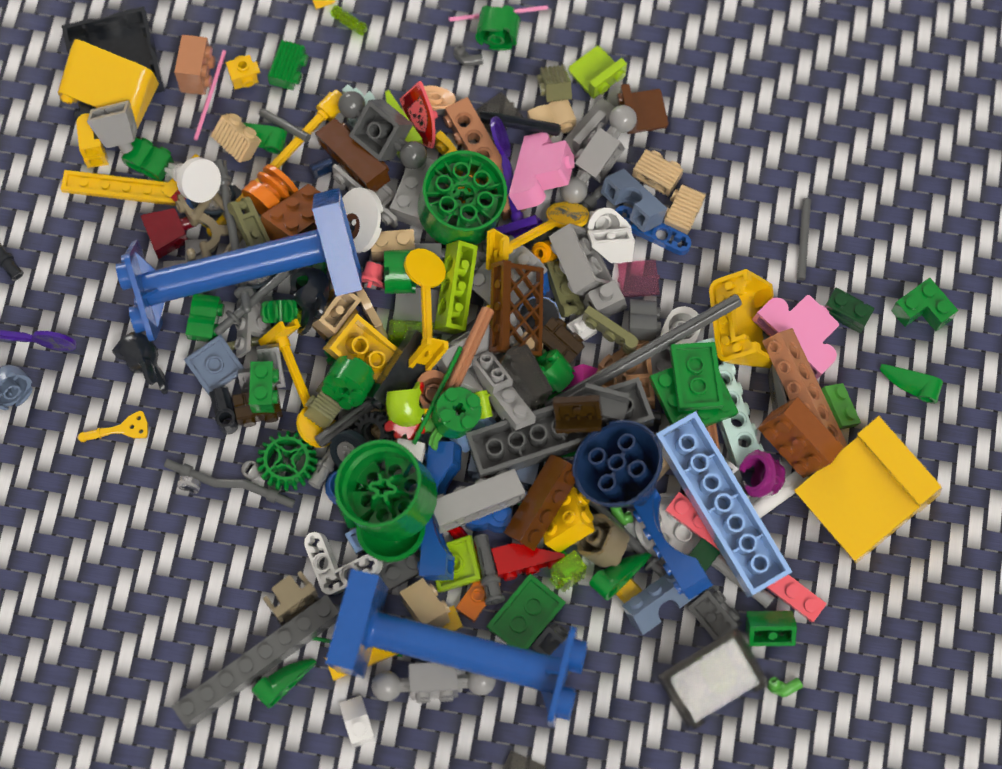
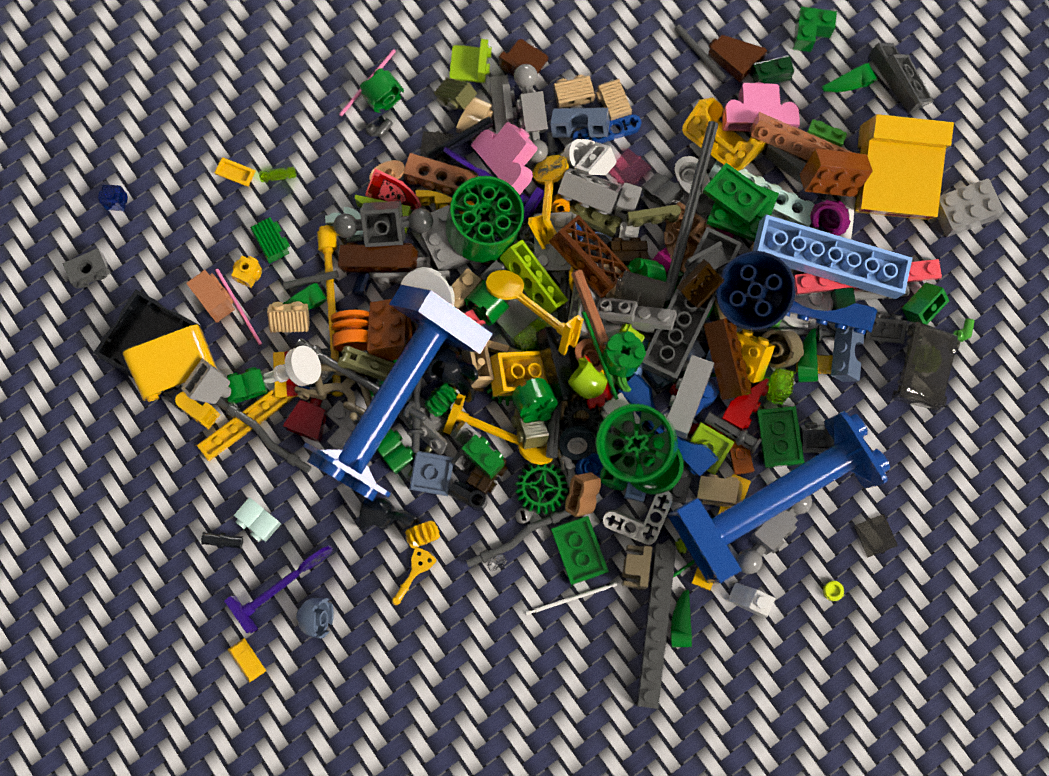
camera: 45 degrees left, 5 degrees up
(46, 270) = (256, 519): none -> light aqua brick
(118, 171) = (292, 459): none -> dark grey bar
(154, 403) = (422, 534): none -> yellow gear
(217, 573) = (571, 598): none -> white piece
(263, 541) = (579, 550): none -> green plate
(310, 497) = (582, 494): none -> medium nougat brick
(831, 269) = (735, 55): none -> reddish brown slope
(900, 585) = (968, 207): none -> light grey brick
(964, 420) = (901, 76): none -> dark grey slope

